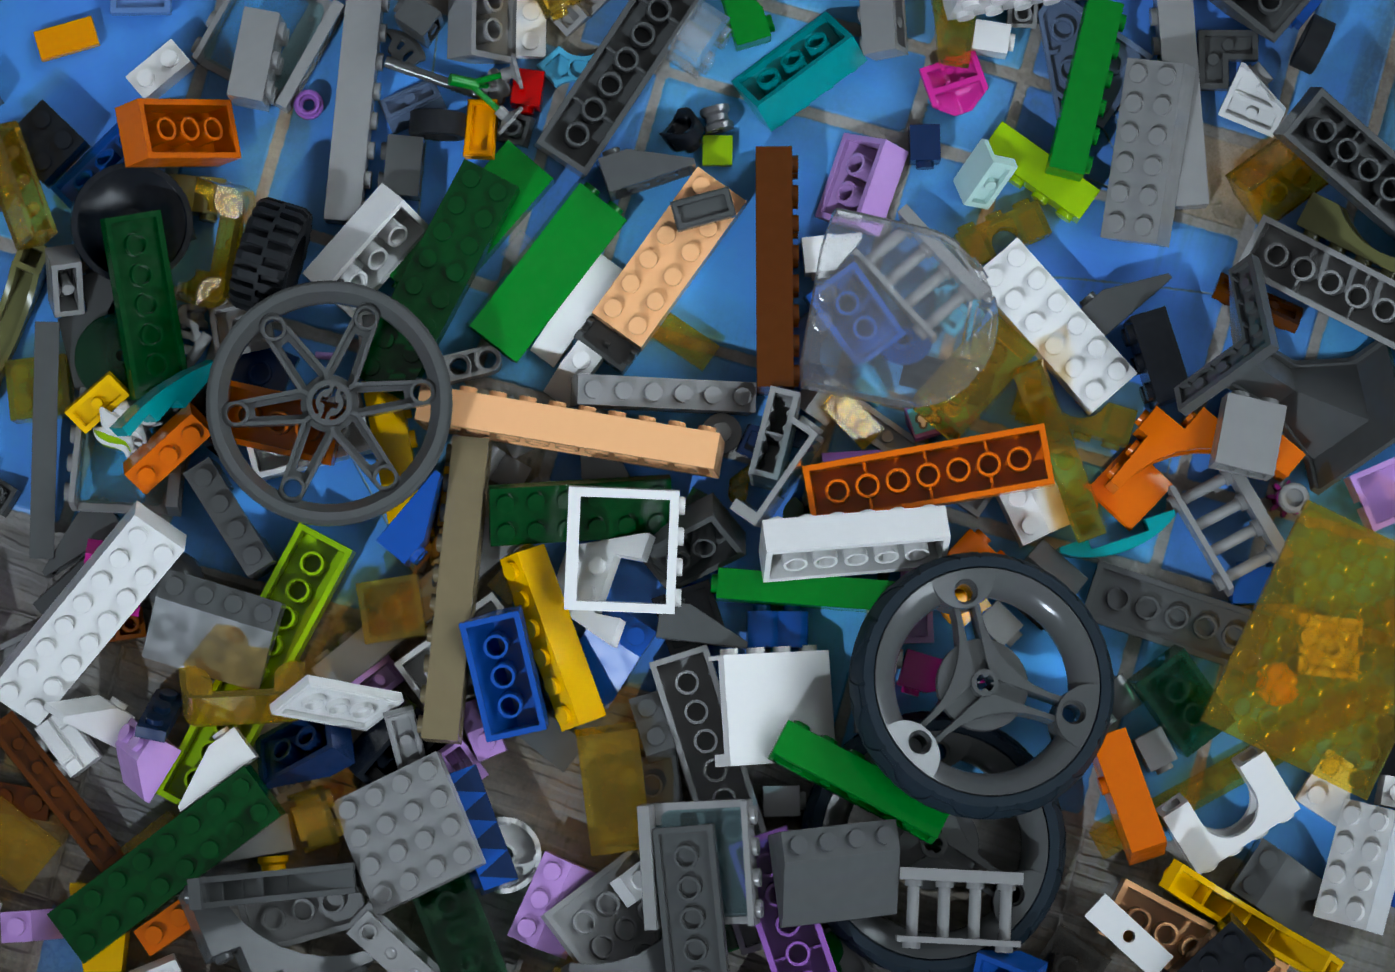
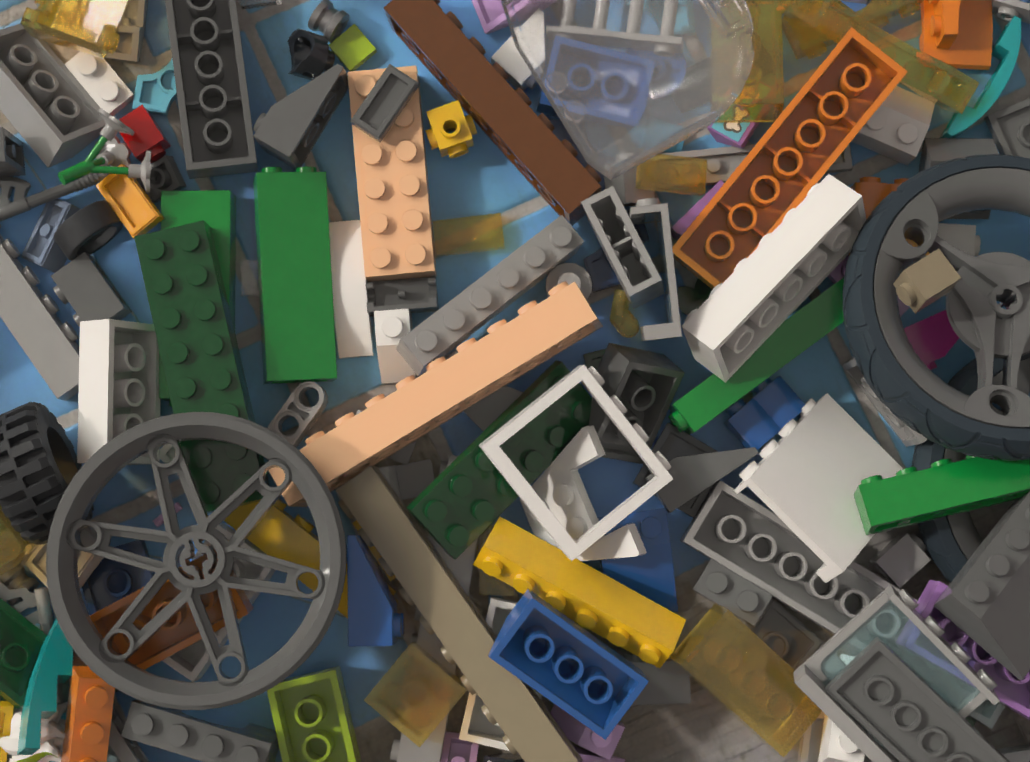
camera: 35 degrees left, 0 degrees up
(737, 252) = (446, 119): none -> yellow brick
(937, 624) = (926, 281): none -> dark tan brick

